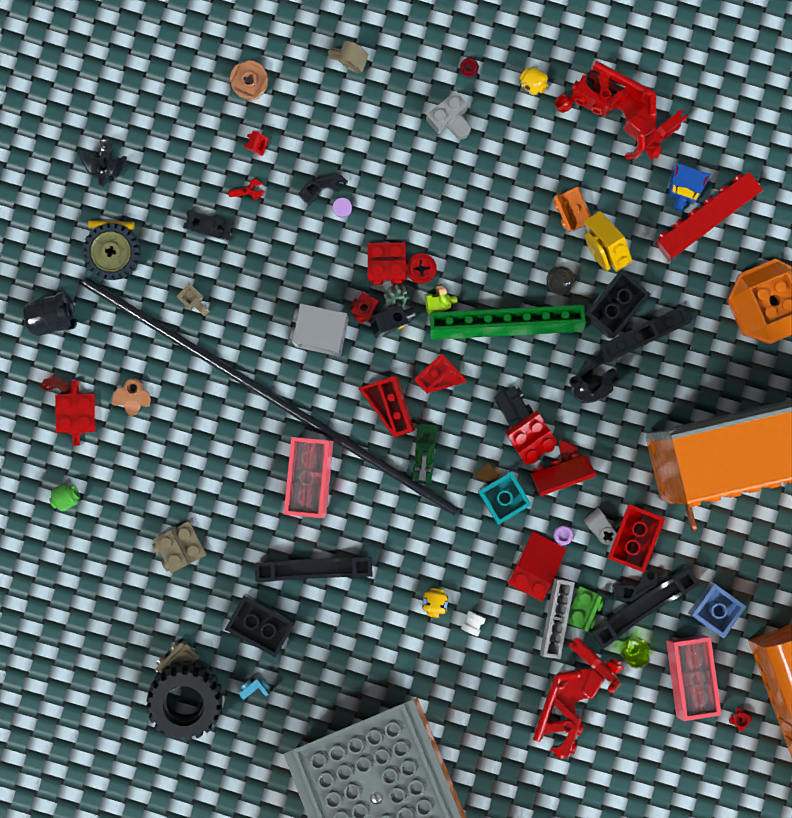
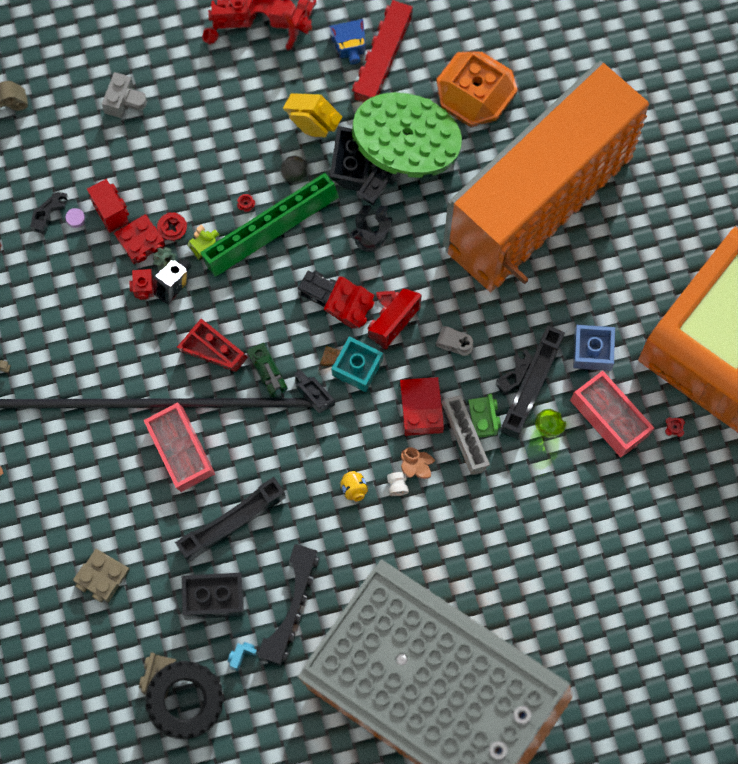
camera: 30 degrees left, 15 degrees down
(285, 699) = (275, 647): none -> black arch
(319, 330) = (114, 318): light grey container -> none
(376, 211) = (108, 205): none -> red brick
(439, 375) = (240, 301): red wing -> none
(451, 499) = (313, 392): none -> black hinge
(469, 67) = (115, 52): dark red plate -> none
(498, 280) = (245, 198): none -> red plate
(500, 617) = (416, 463): none -> nougat plate
(534, 80) = (174, 32): yellow head -> none
(563, 535) = (427, 368): lavender tile -> none
(568, 689) = (513, 483): red piece -> none
(572, 209) = (269, 109): orange bracket -> none
(636, 538) = (488, 330): red slope -> none
(652, 315) = (381, 138): none -> bright green plate

